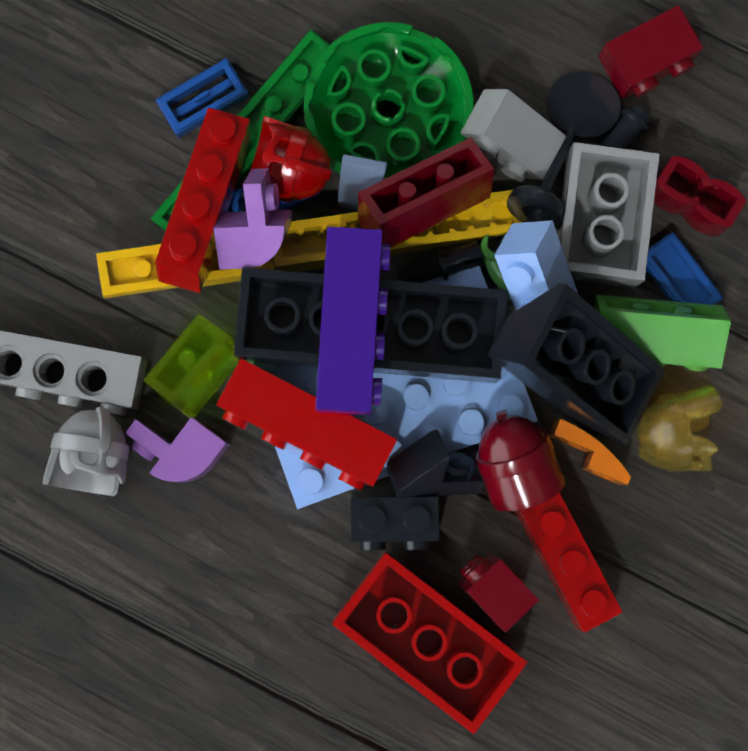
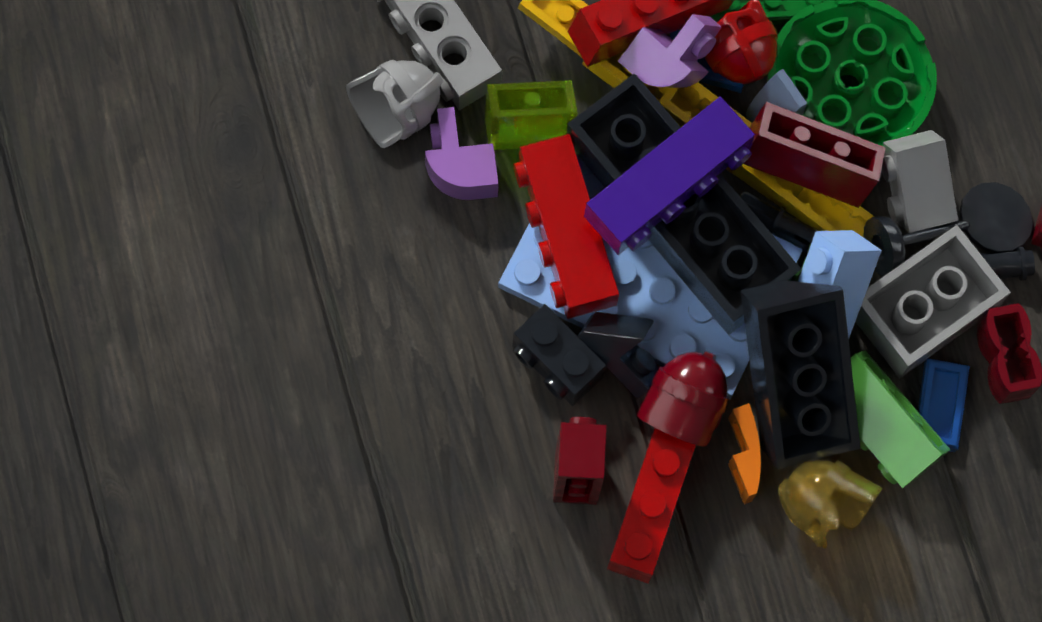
camera: 45 degrees right, 10 degrees down
(429, 642) = (495, 458): red brick -> none

